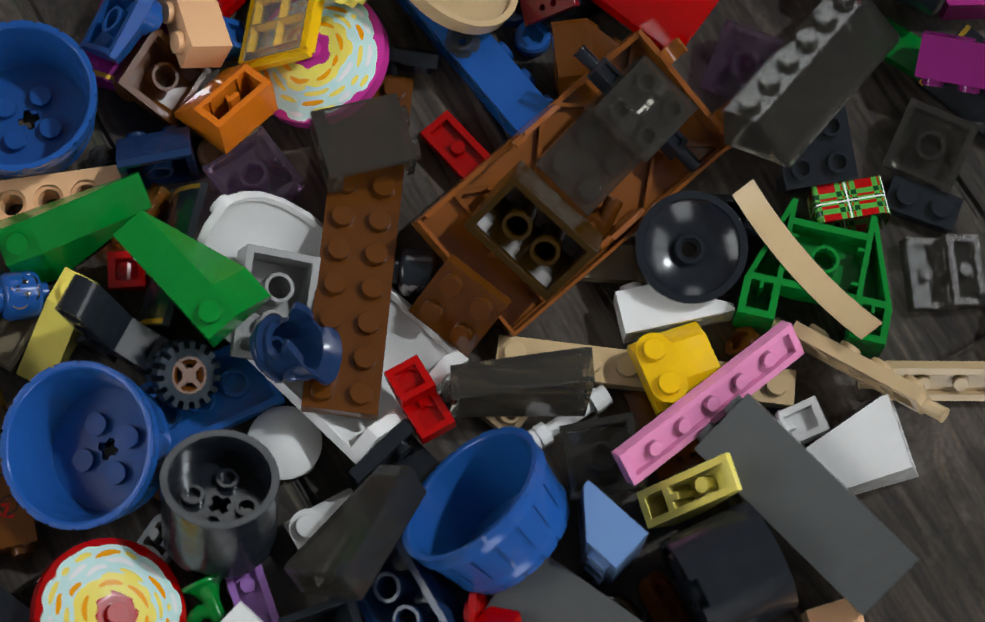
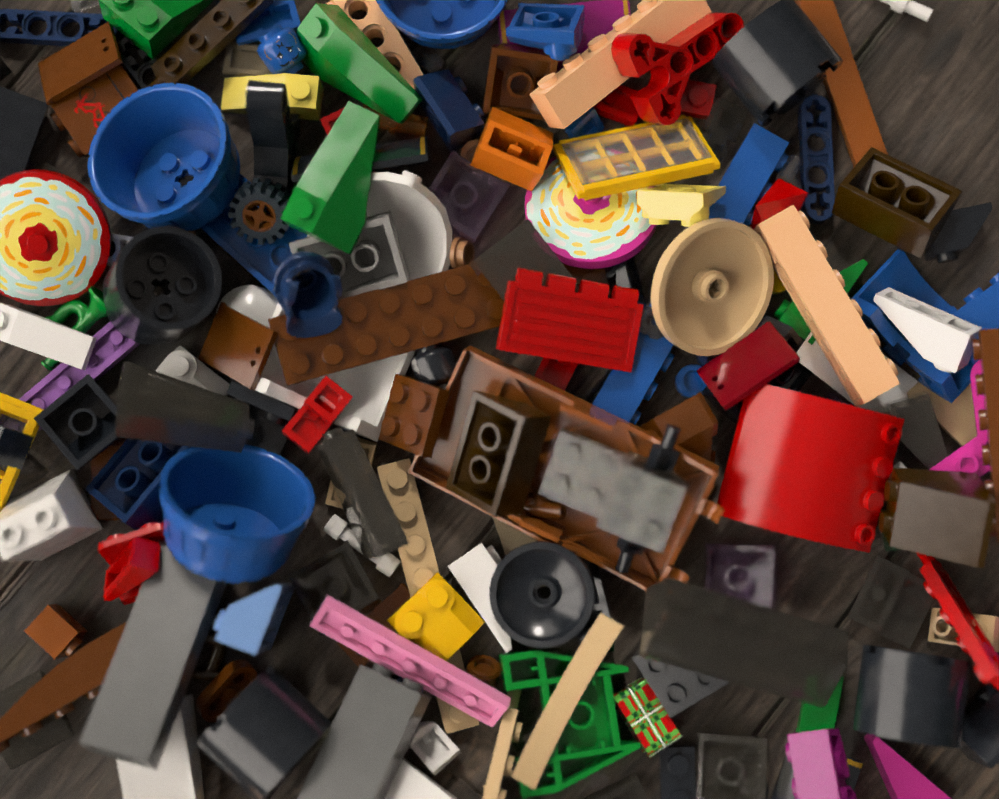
camera: 65 degrees right, 10 degrees up
(310, 203) = (461, 252): none -> medium nougat plate
(314, 456) = (238, 346): none -> reddish brown container
(428, 113) = (570, 324): none -> red hinge
(689, 492) = (322, 673): light yellow slope -> none

